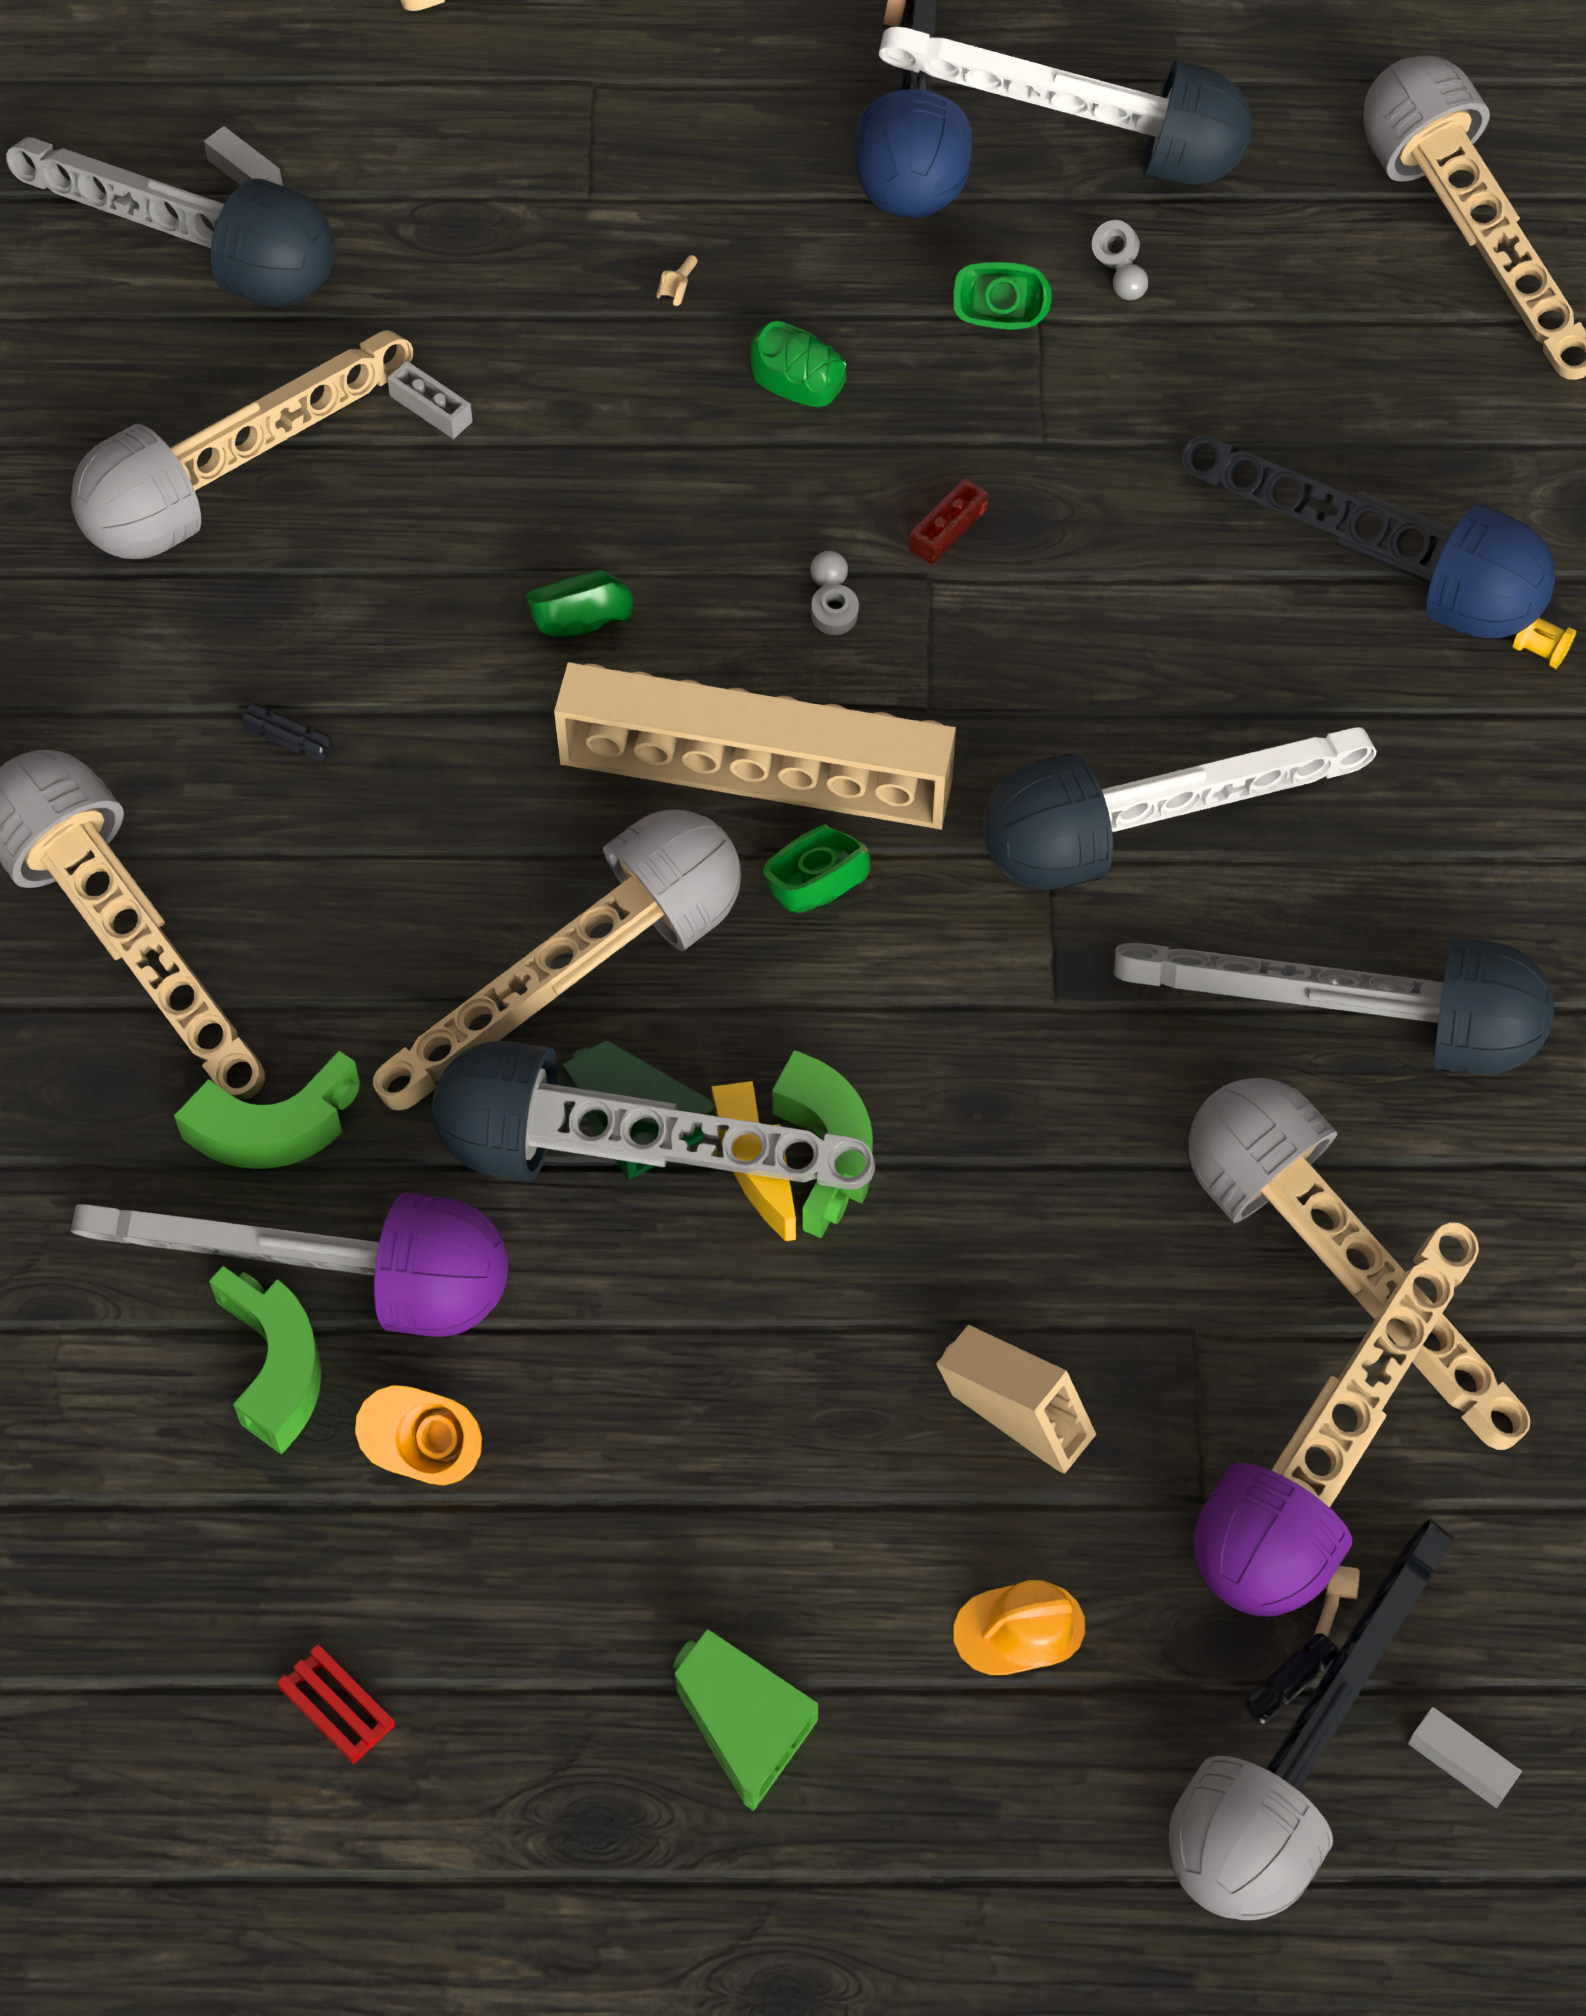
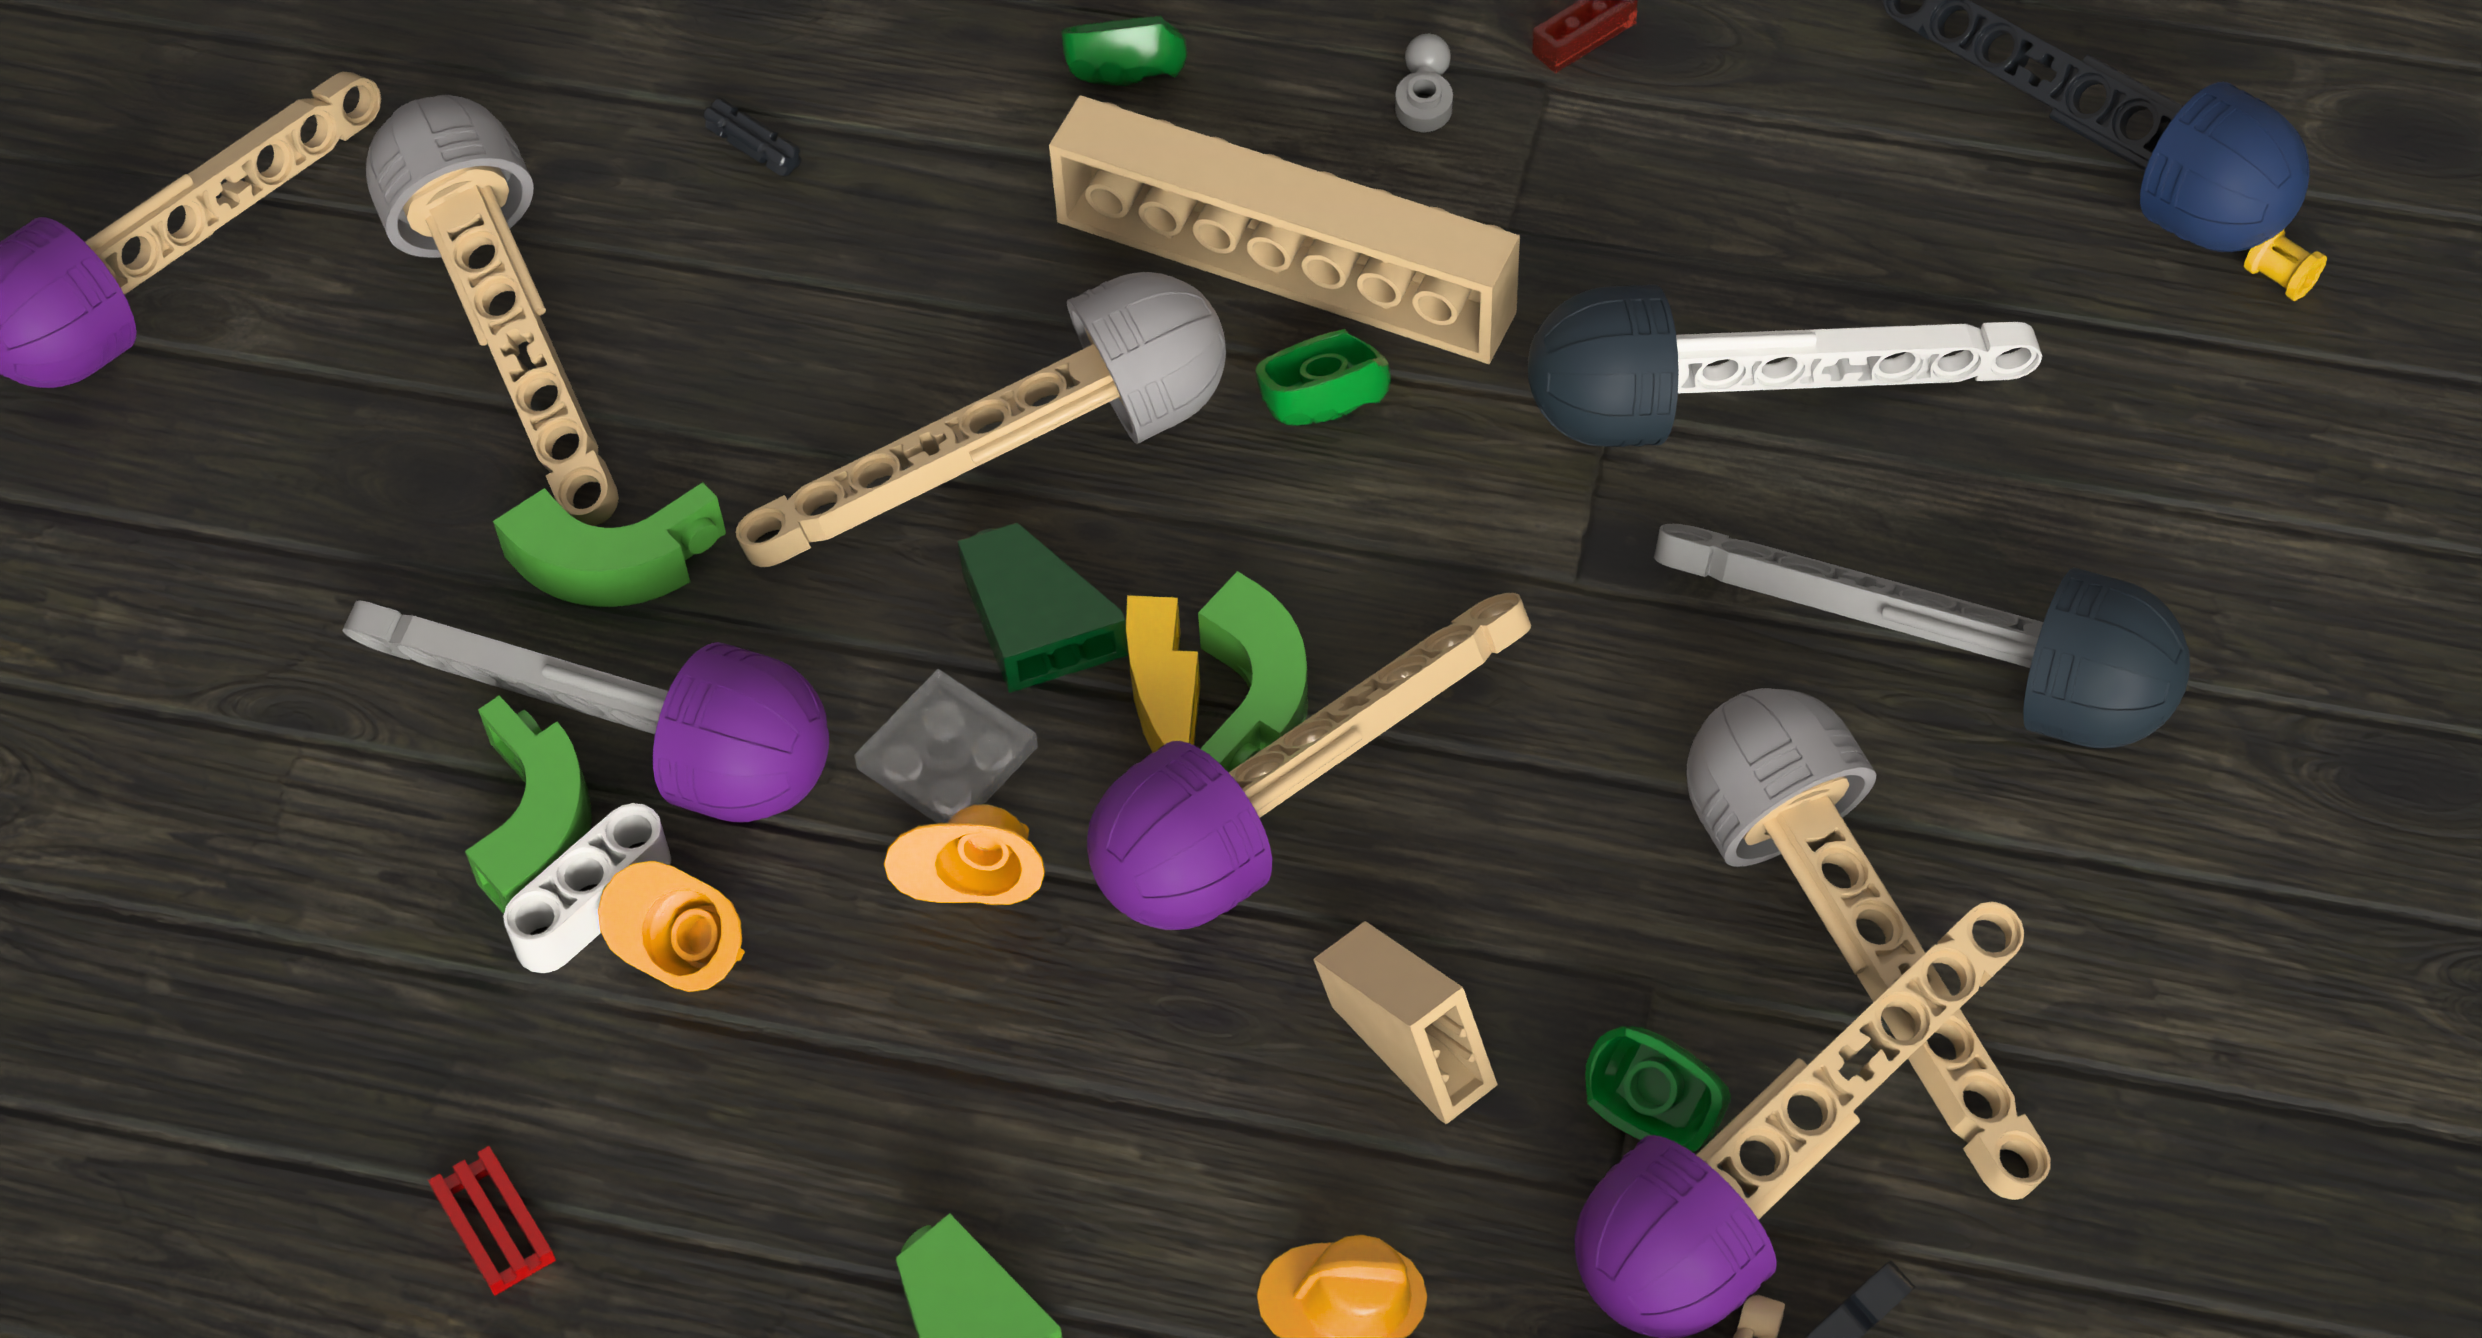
camera: 15 degrees right, 5 degrees down
(328, 1436) = (555, 896): none -> white beam
(504, 1109) = (881, 576): piece -> none
(595, 1242) = (945, 749): none -> clear plate
(641, 1329) = (969, 859): none -> light orange piece
(813, 1280) = (1187, 837): none -> piece
(1221, 1417) = (1654, 1087): none -> green piece

